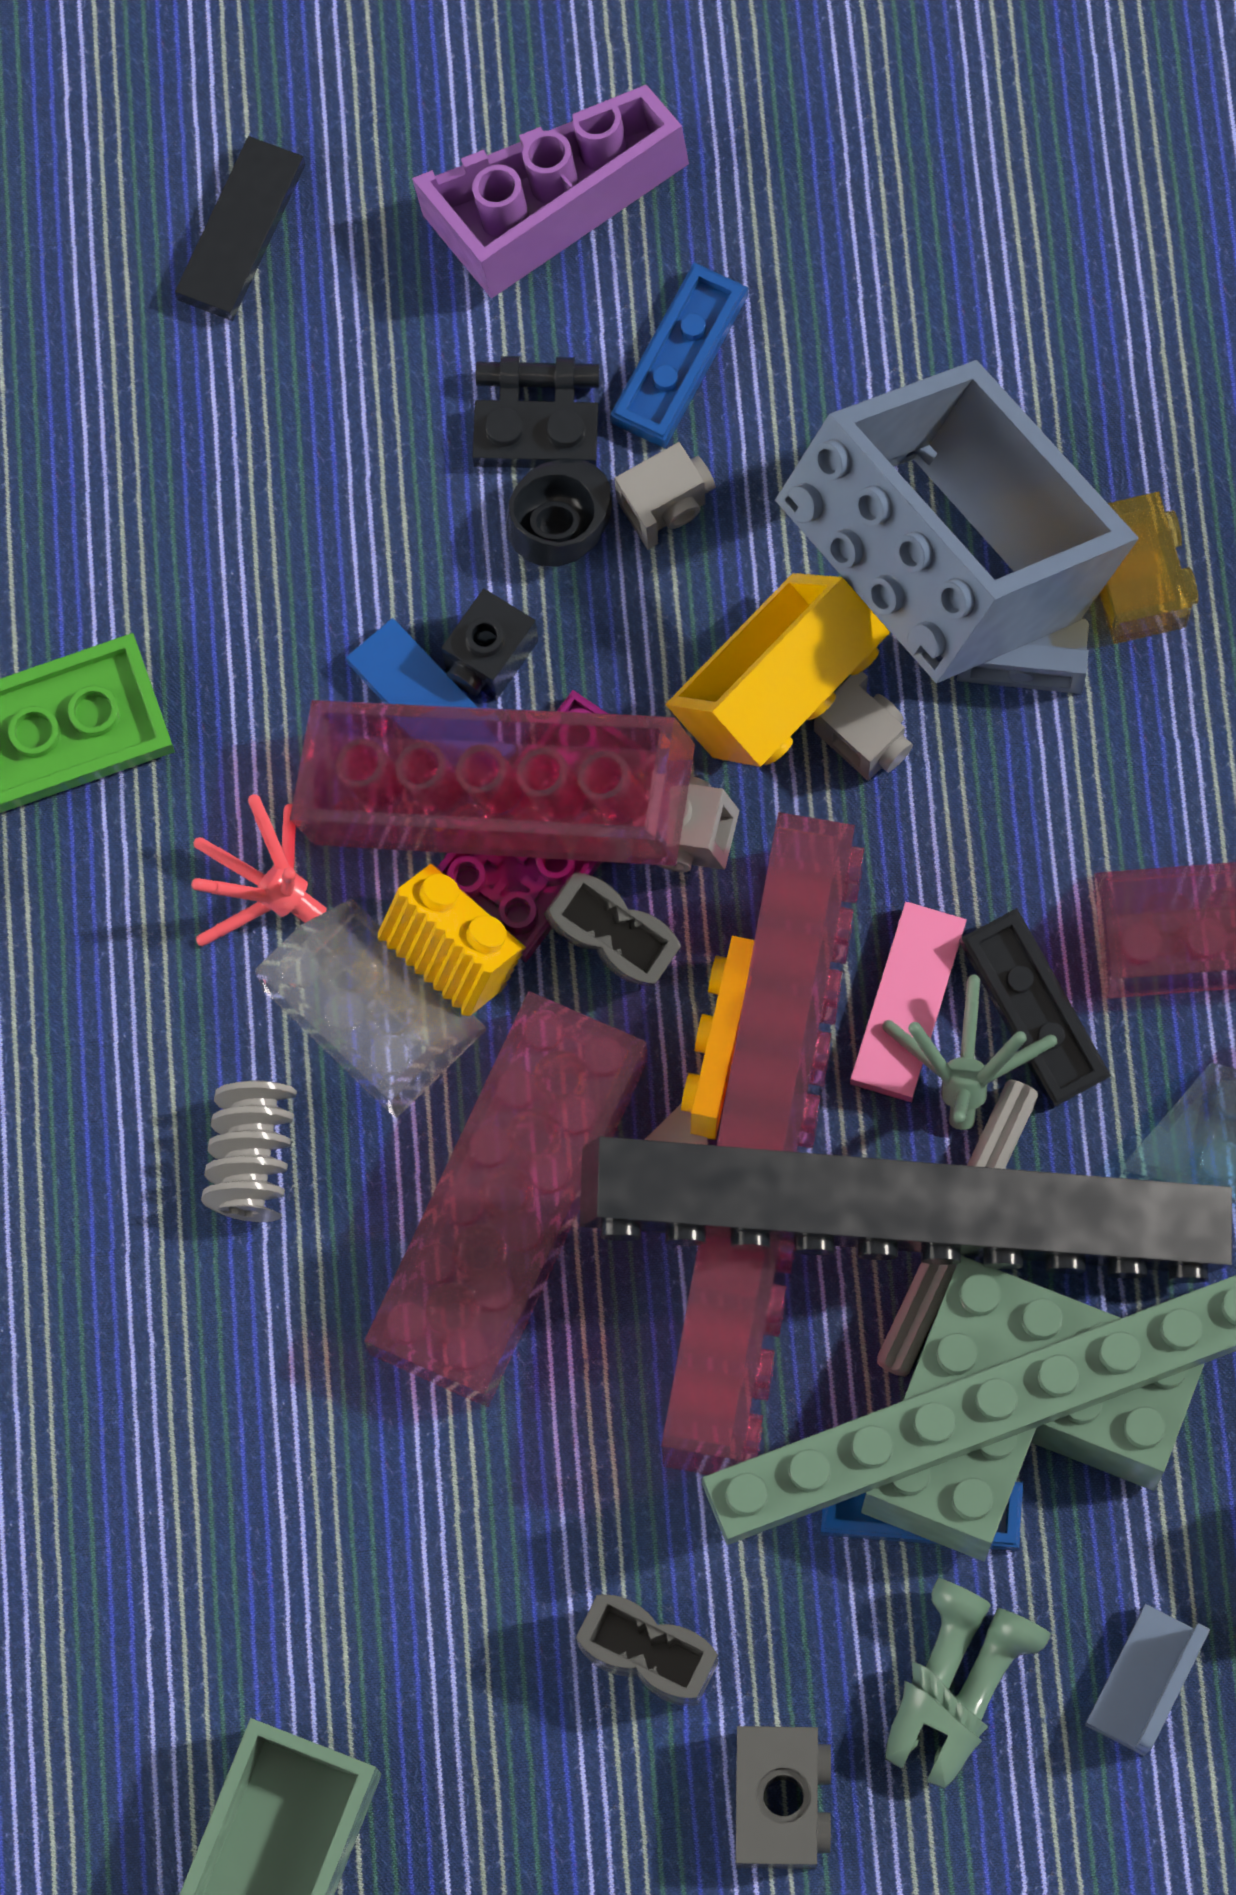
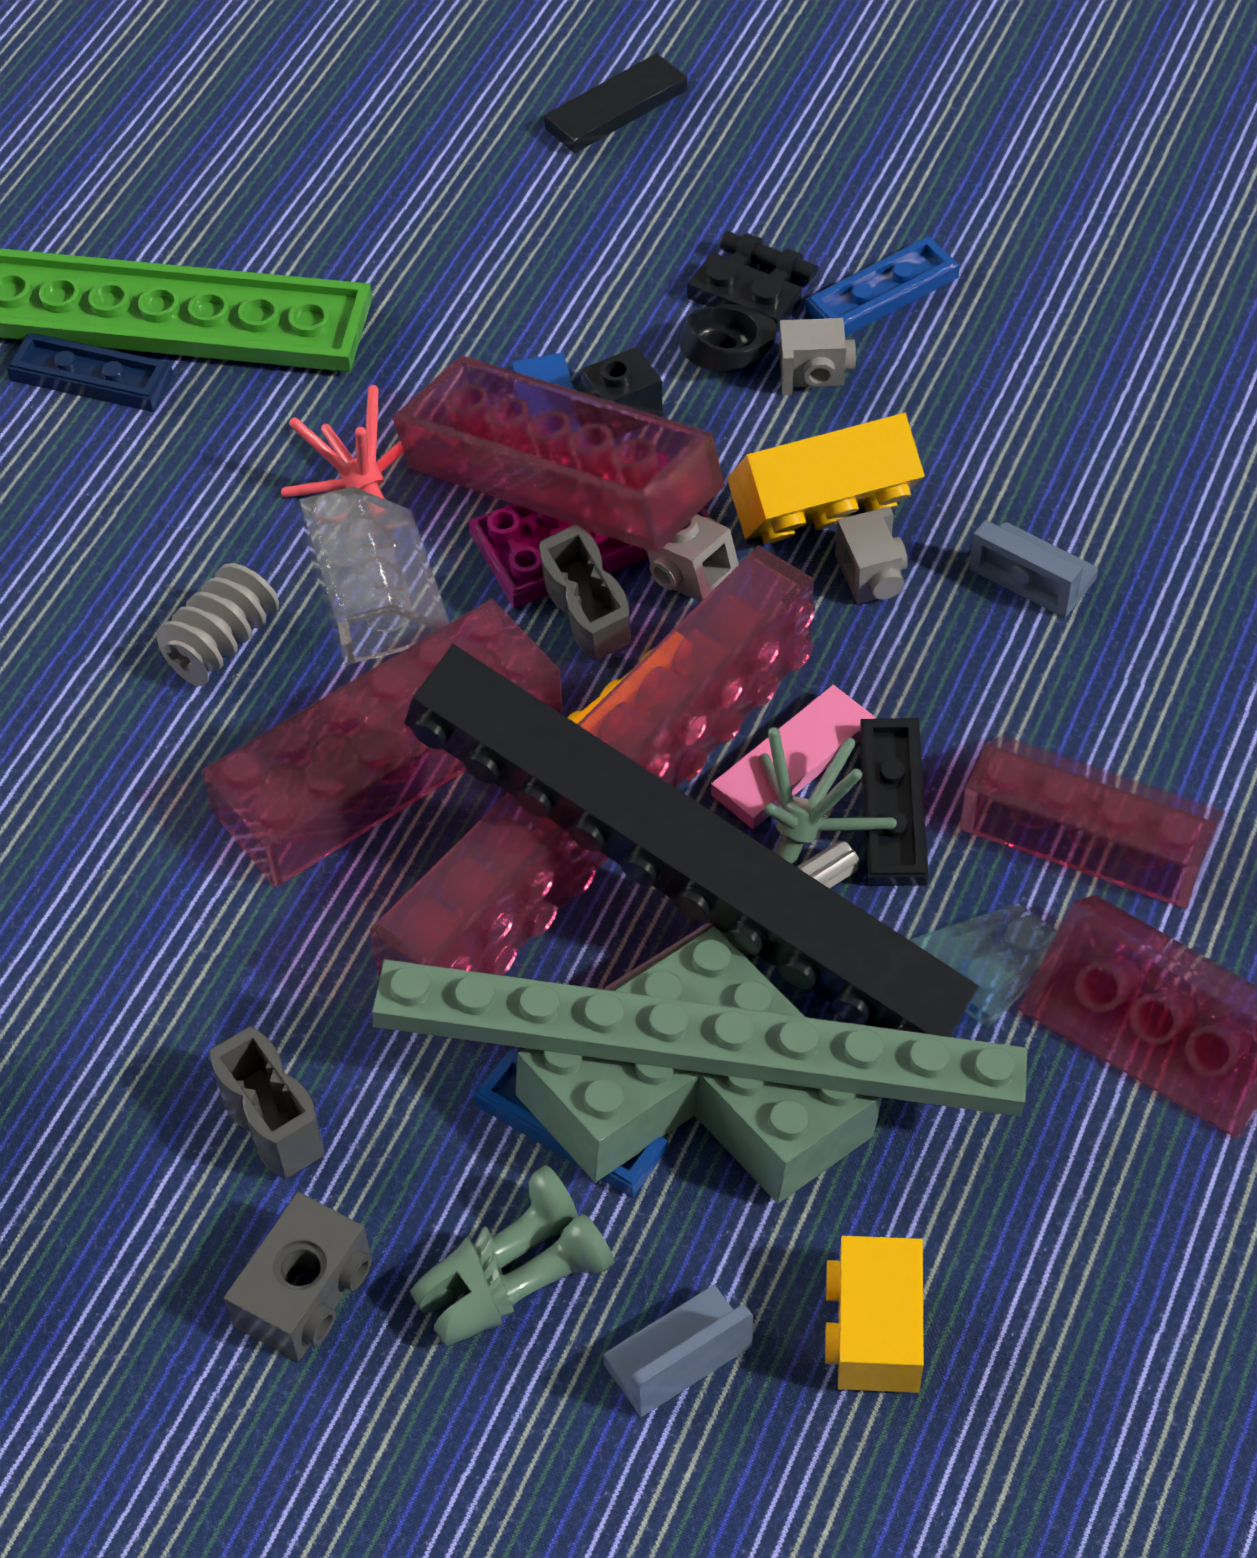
camera: 25 degrees right, 20 degrees down
(450, 940) = (460, 552): yellow brick -> none
(552, 187) = (853, 148): medium lavender wedge -> none
(1004, 482) = (1063, 478): sand blue window -> none
(1149, 588) = (1158, 544): clear yellow brick -> none

